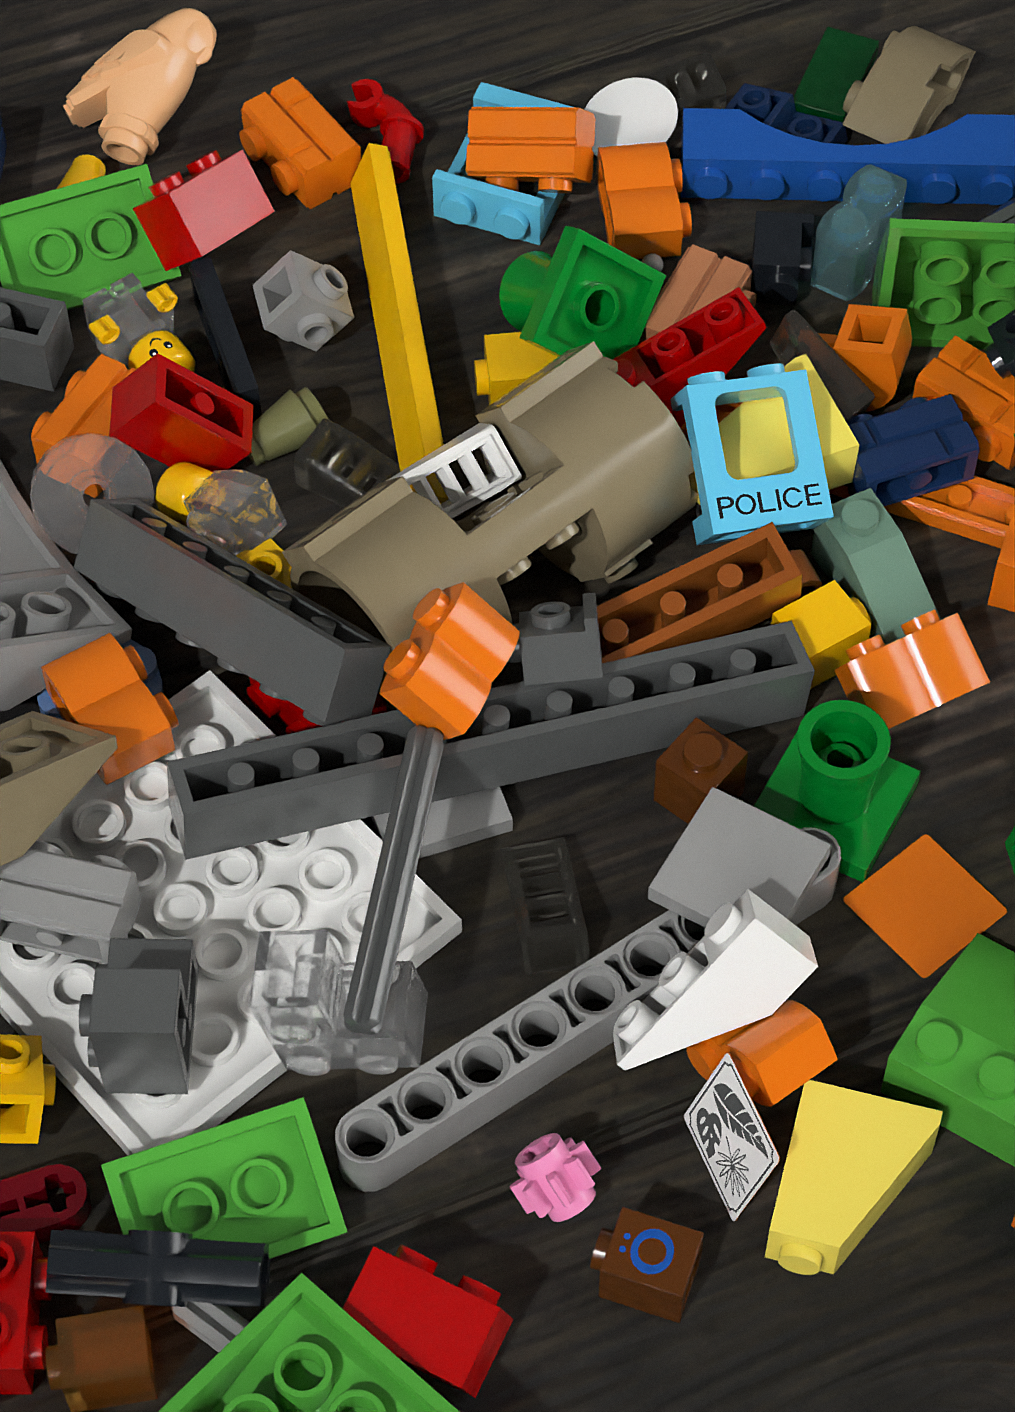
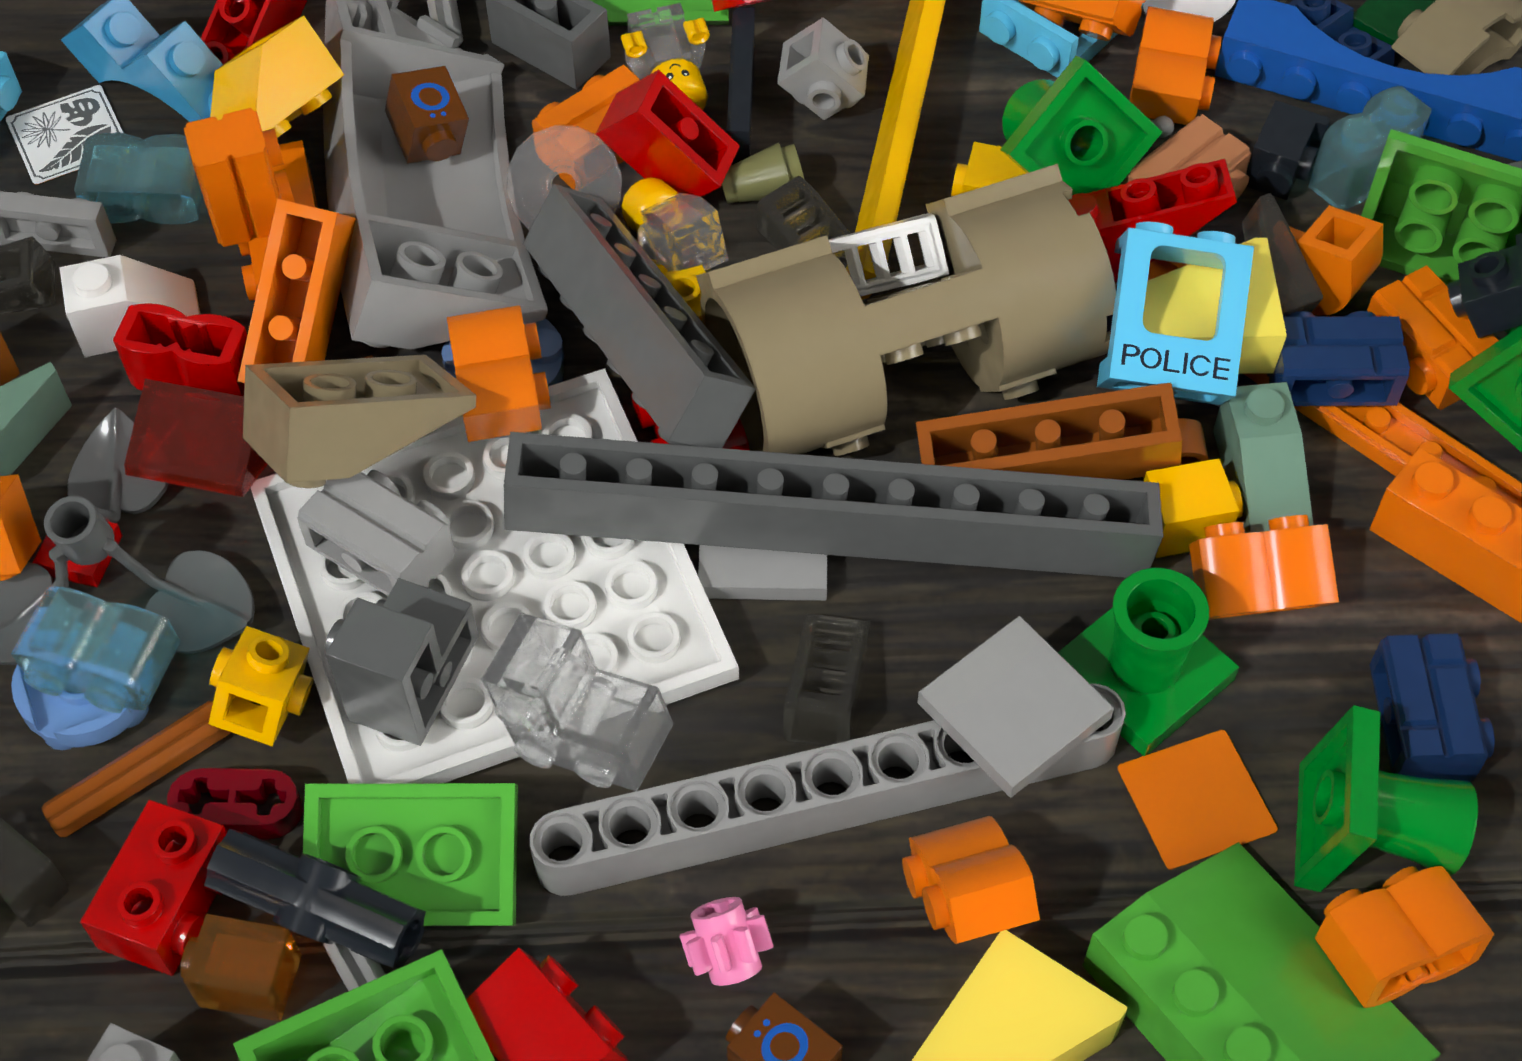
camera: 20 degrees right, 0 degrees up
(393, 881) = (669, 607): dark grey axle -> none
(449, 661) = (802, 417): orange brick -> none
(559, 642) = (919, 433): dark grey brick -> none
(694, 765) = (1023, 589): reddish brown brick -> none
(727, 980) = (960, 806): white slope -> none
(731, 1137) = (909, 960): white sticker -> none

